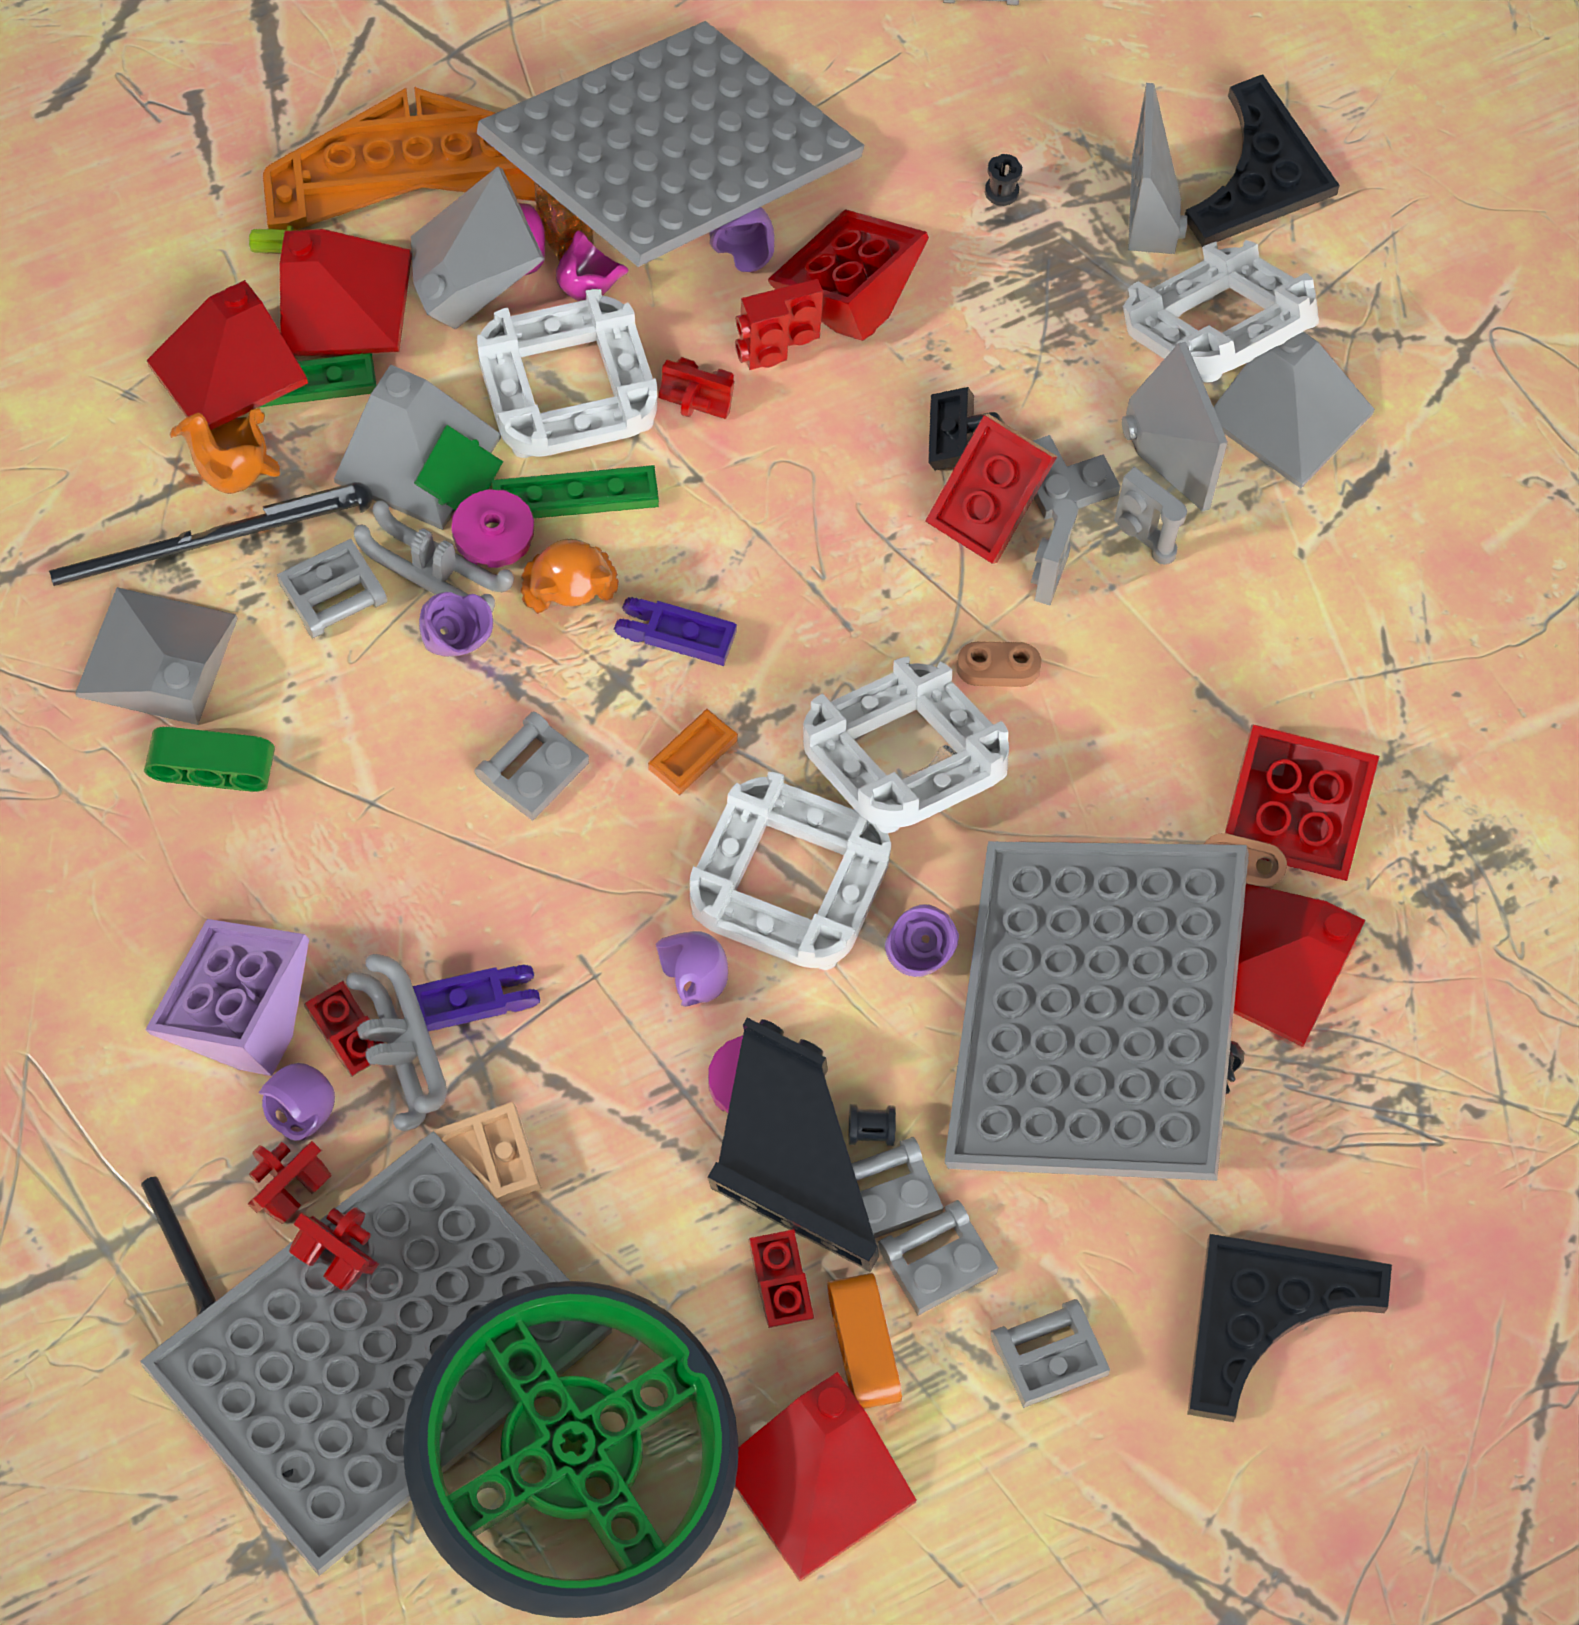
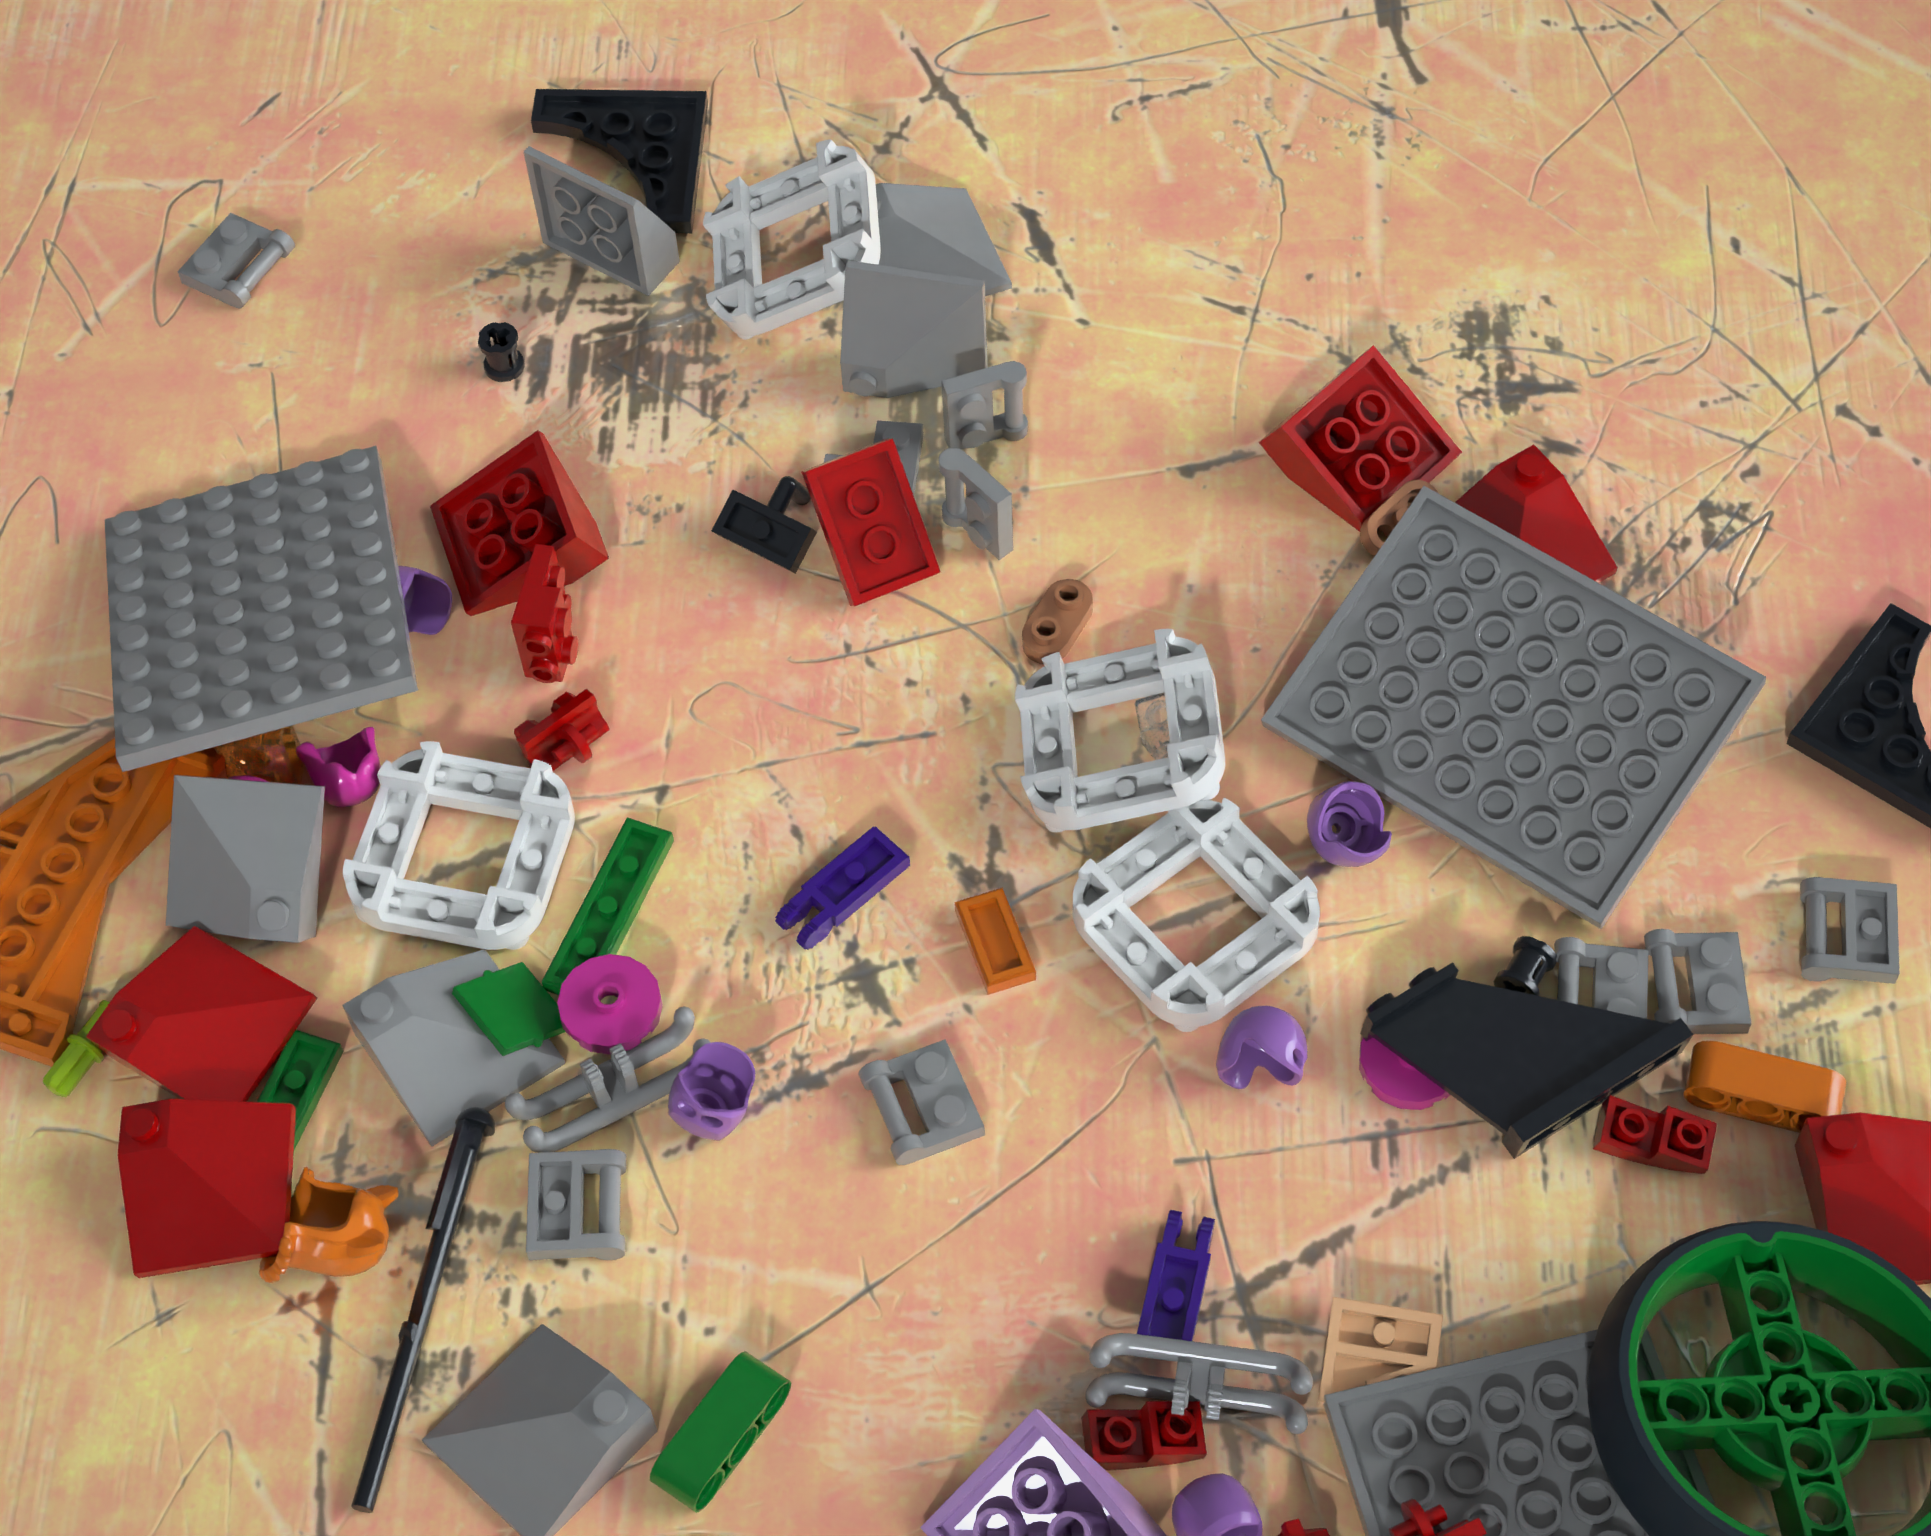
camera: 55 degrees left, 5 degrees down
(569, 575) = (716, 958): orange hair -> none

